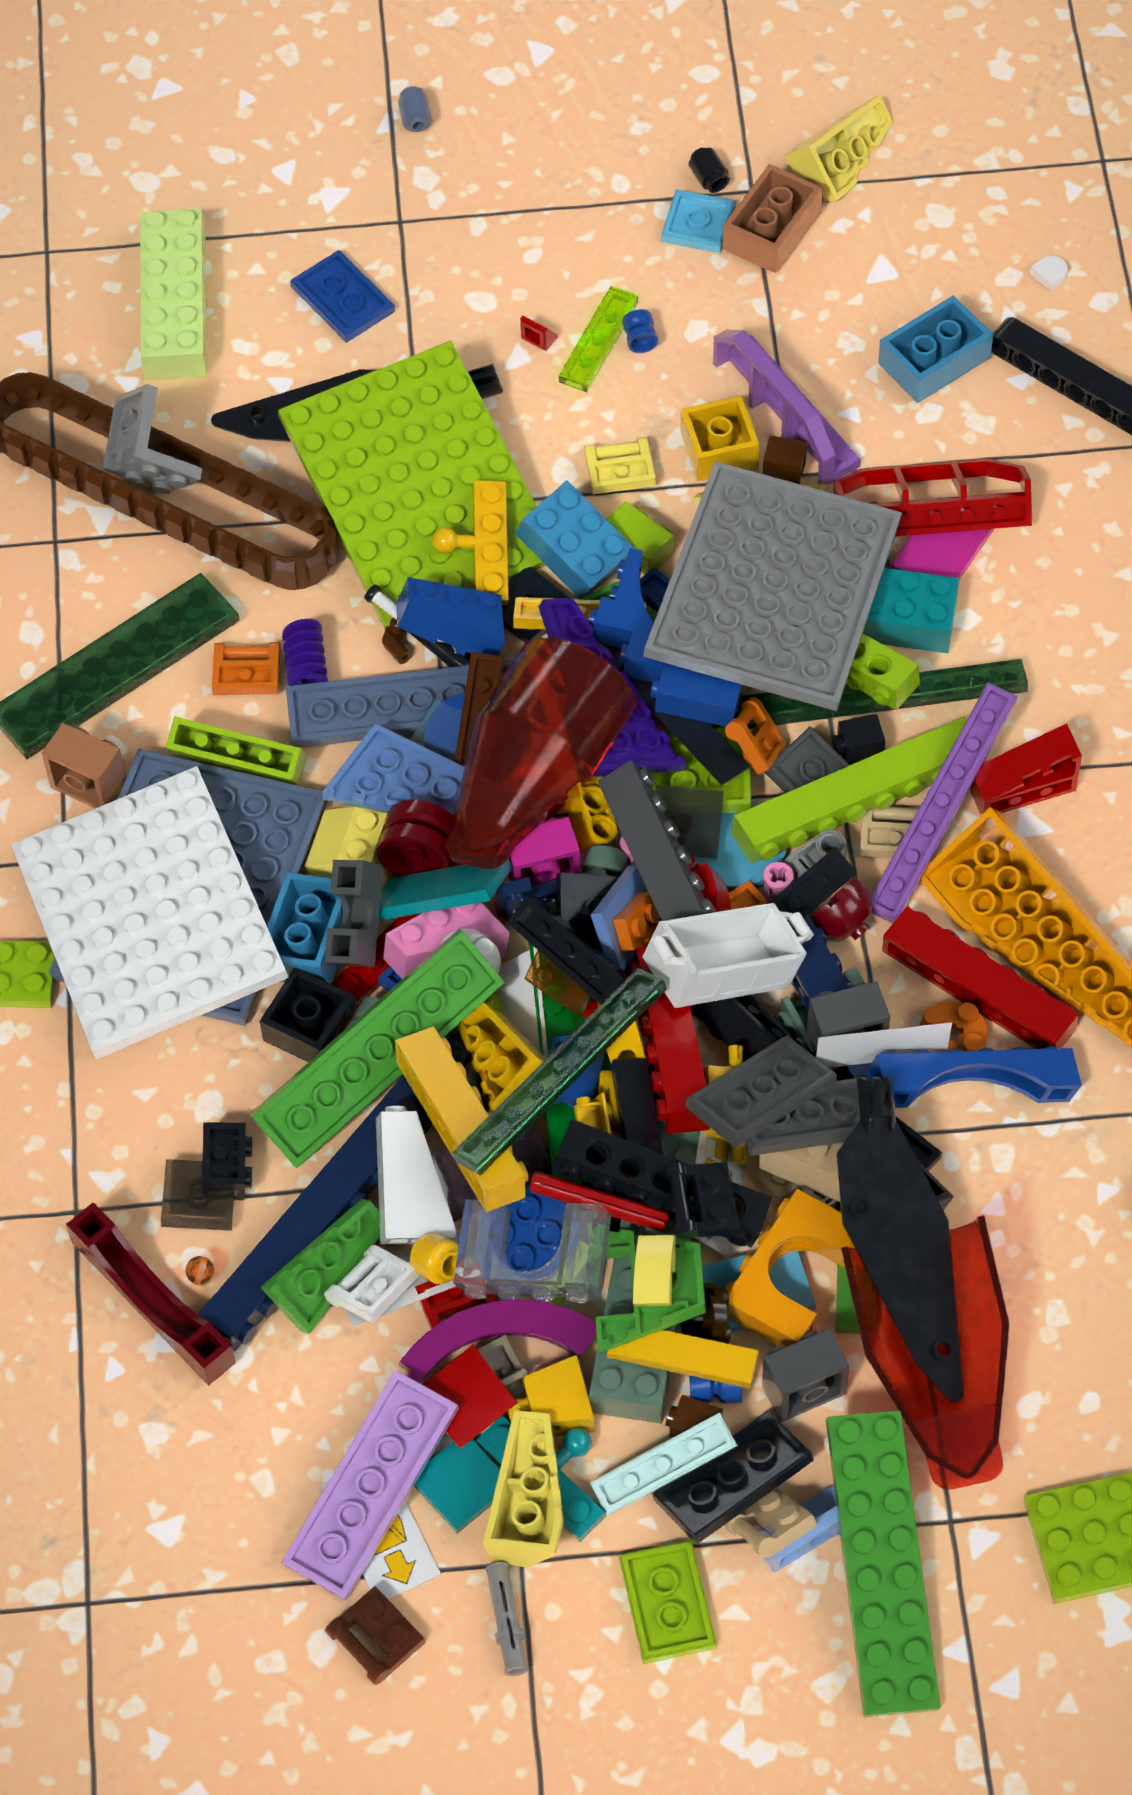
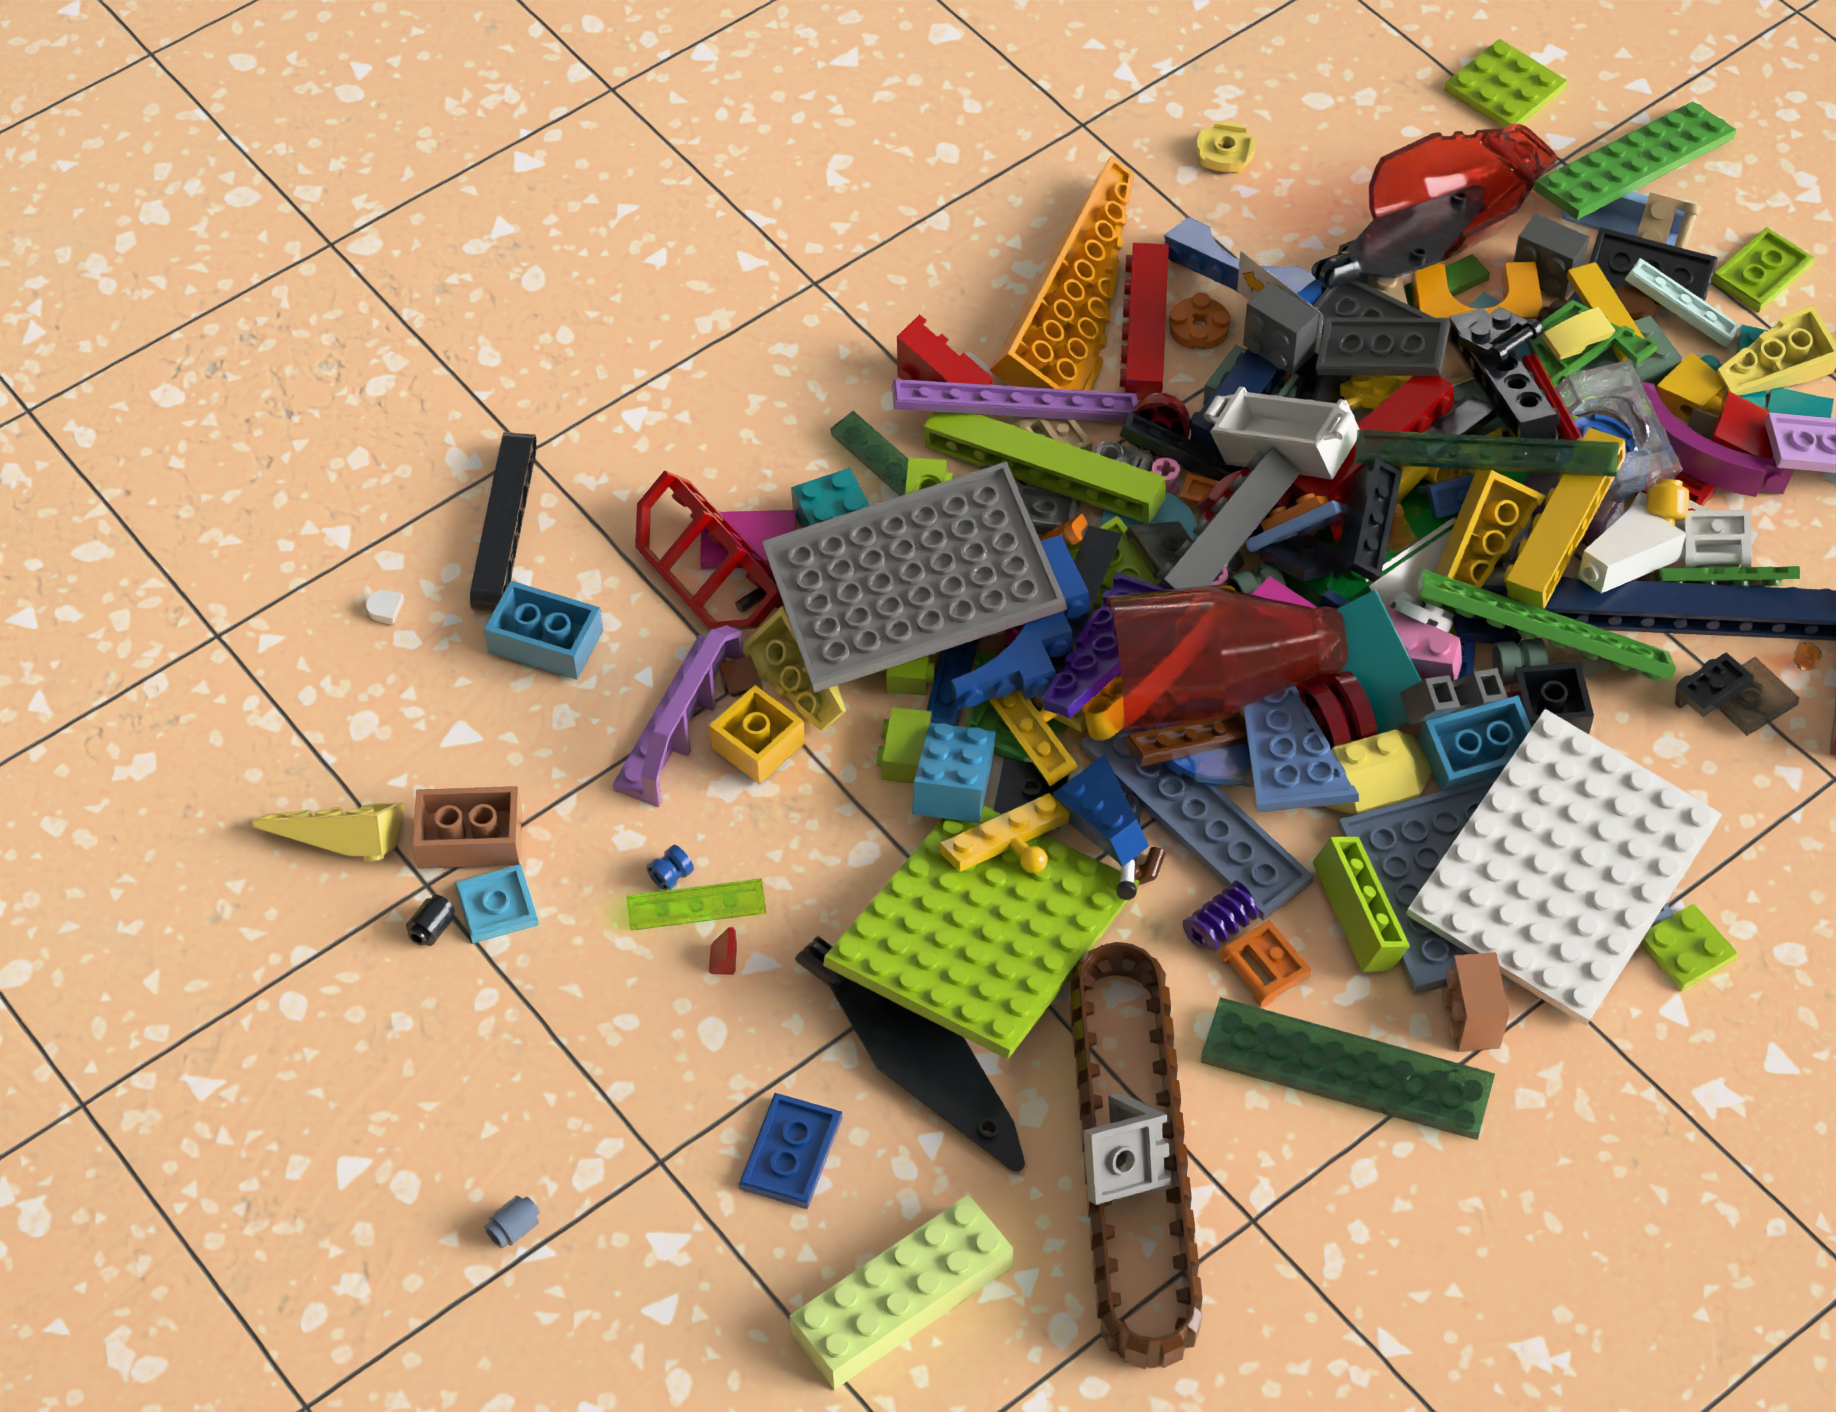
camera: 125 degrees left, 5 degrees down
(620, 472) = (840, 798): light yellow plate -> none

